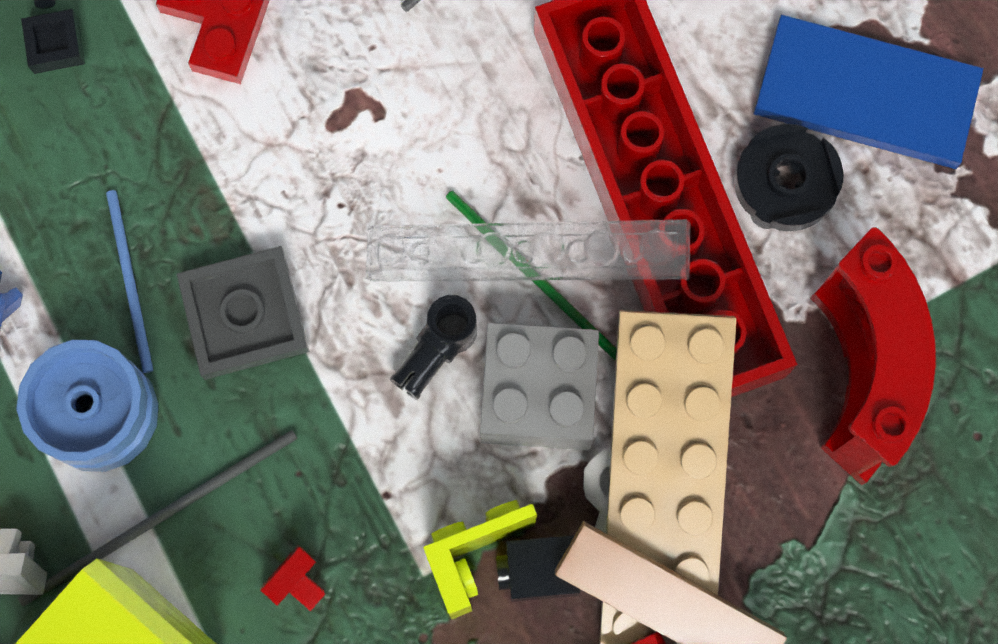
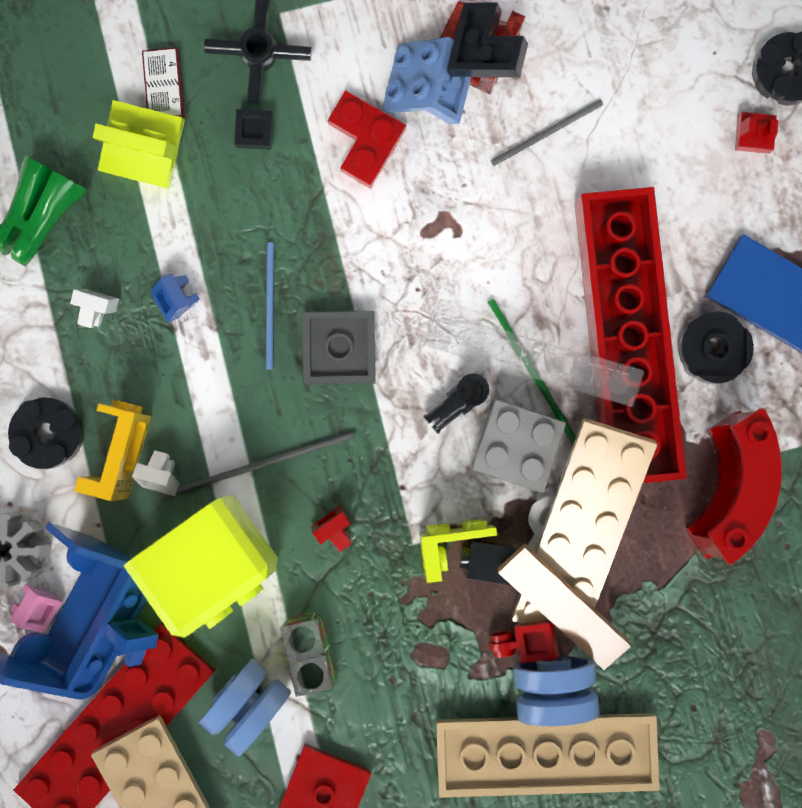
camera: 10 degrees right, 10 degrees up
(56, 402) = (209, 375): medium blue wheel -> none

